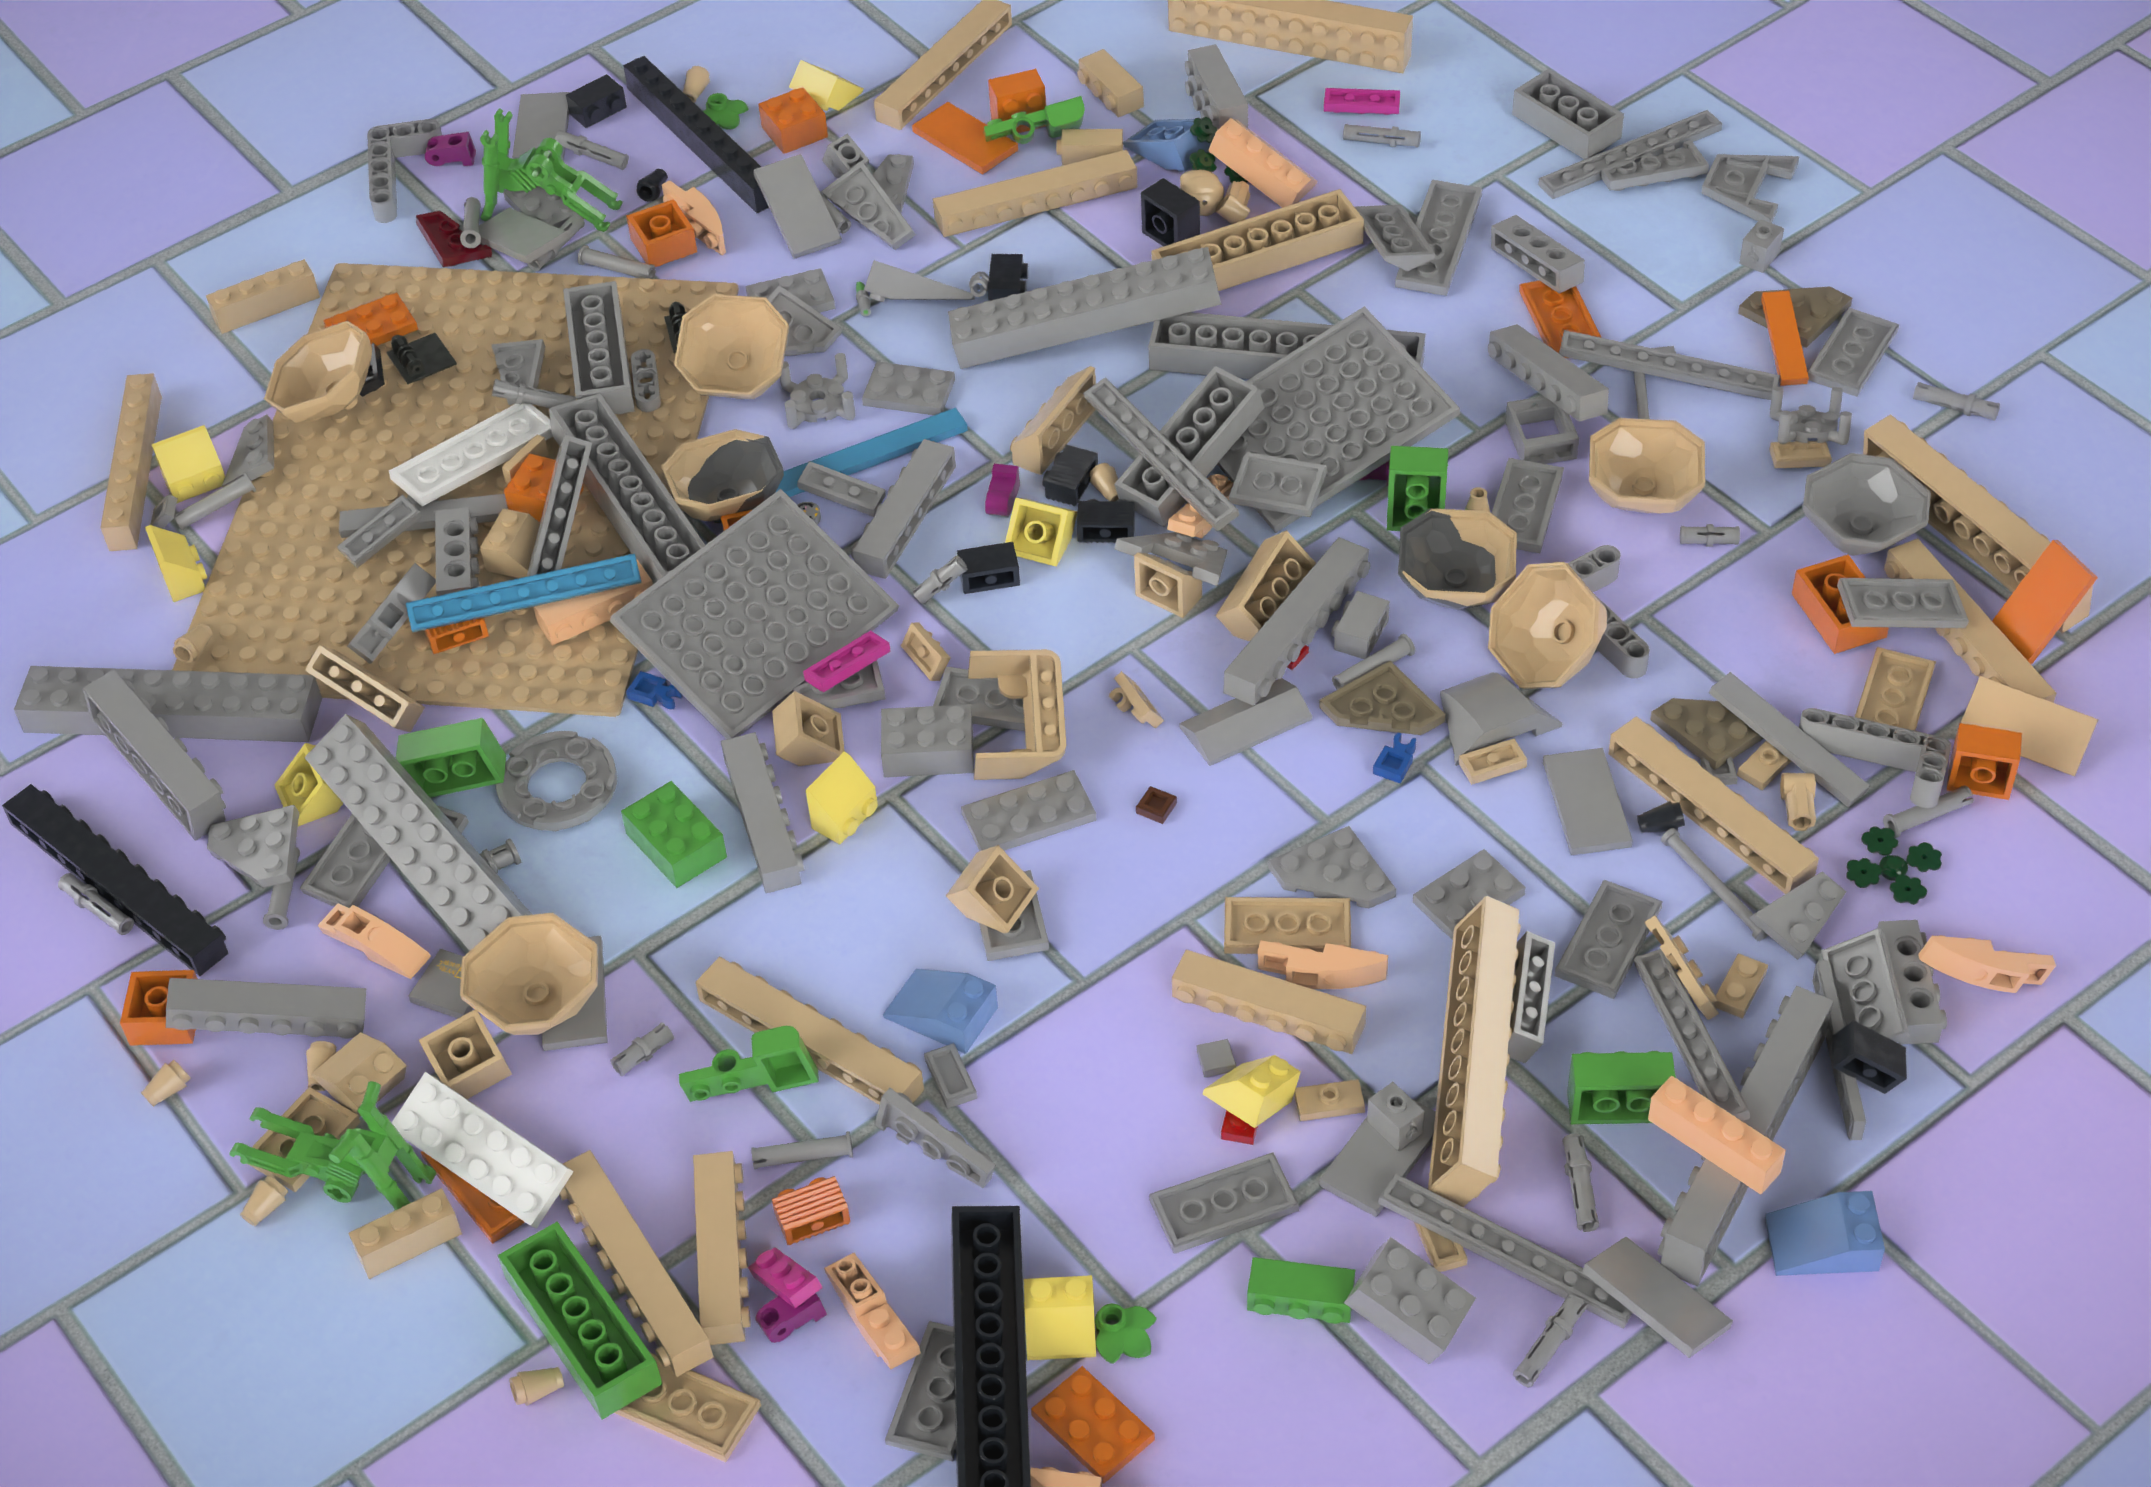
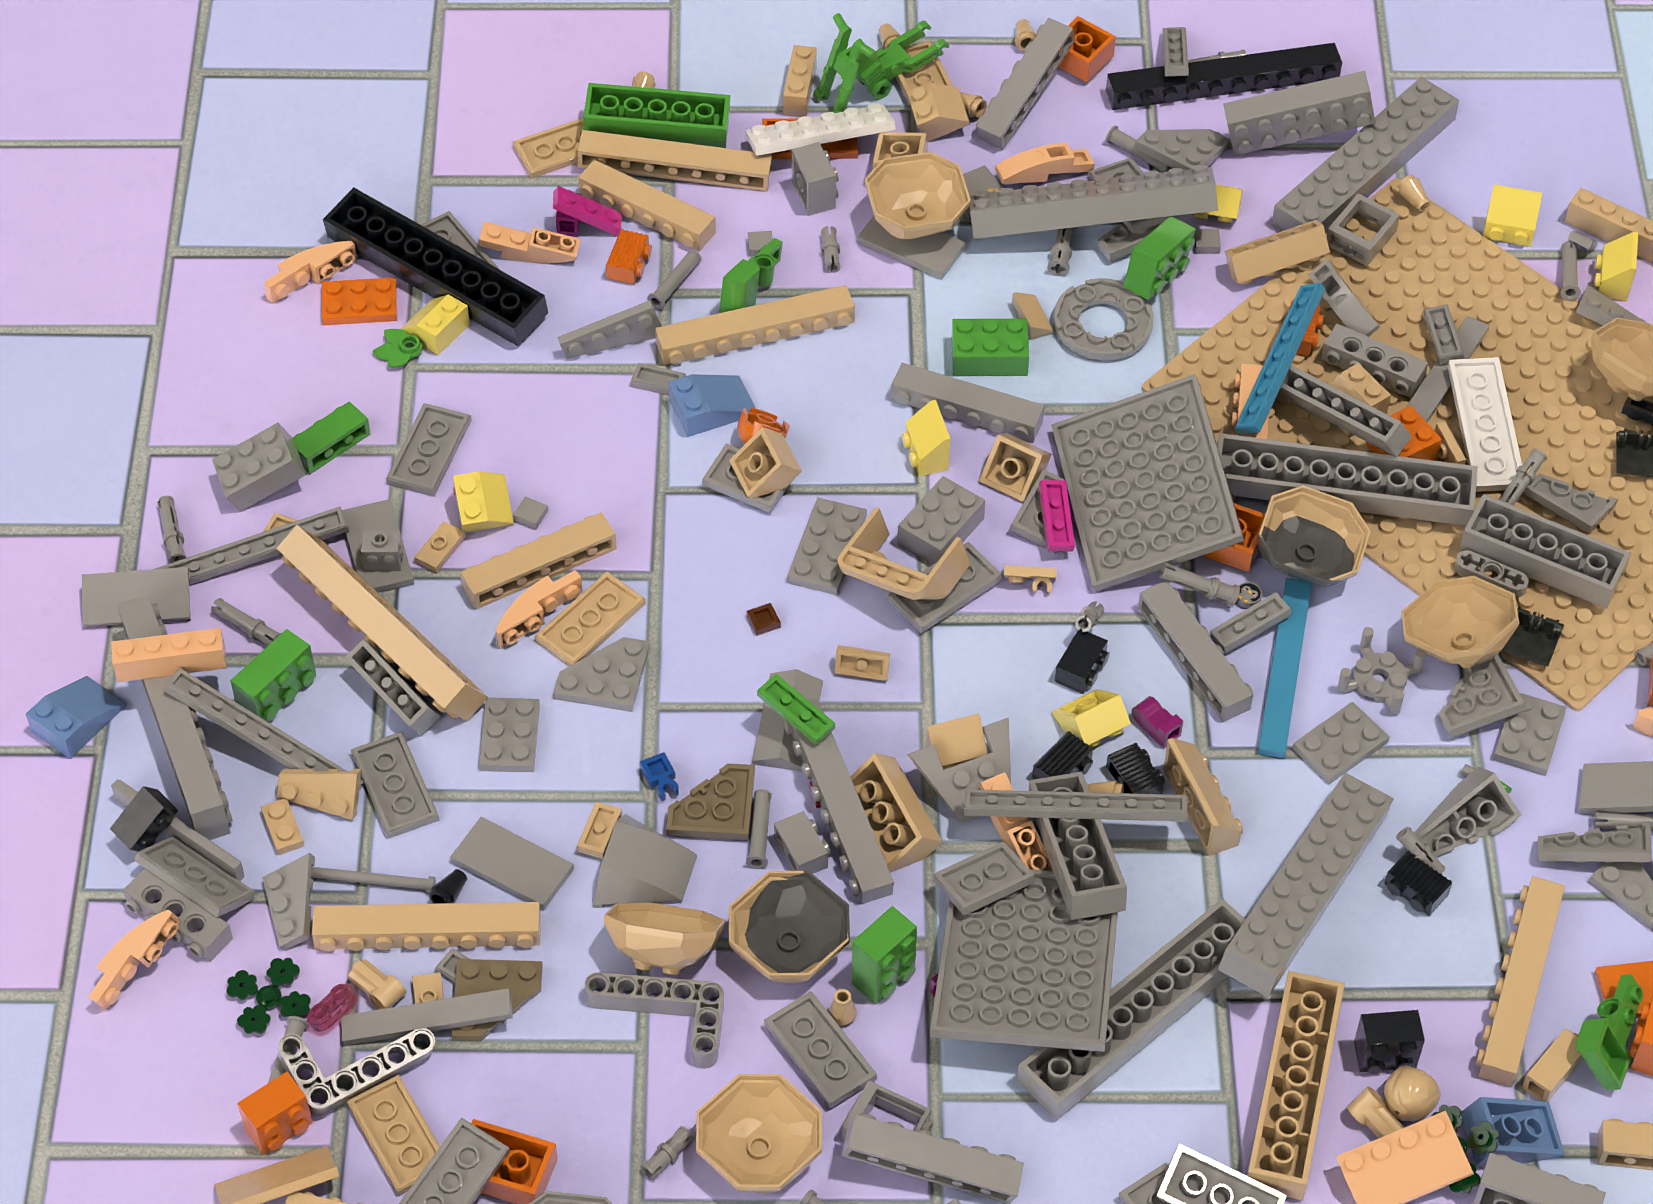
camera: 125 degrees right, 5 degrees up
(109, 926) = (1175, 51): none -> light grey tile
(278, 630) = (1362, 249): none -> light grey window
(561, 1106) = (814, 178): none -> light grey brick
(596, 839) = (1029, 307): none -> tan slope
(683, 1116) = (757, 240): none -> light grey tile
(832, 527) = (1210, 587): none -> light grey pin
(947, 927) = (754, 420): none -> orange cylinder
(1257, 666) = (796, 709): none -> bright green plate
(1853, 814) = (332, 1007): none -> clear pink plate

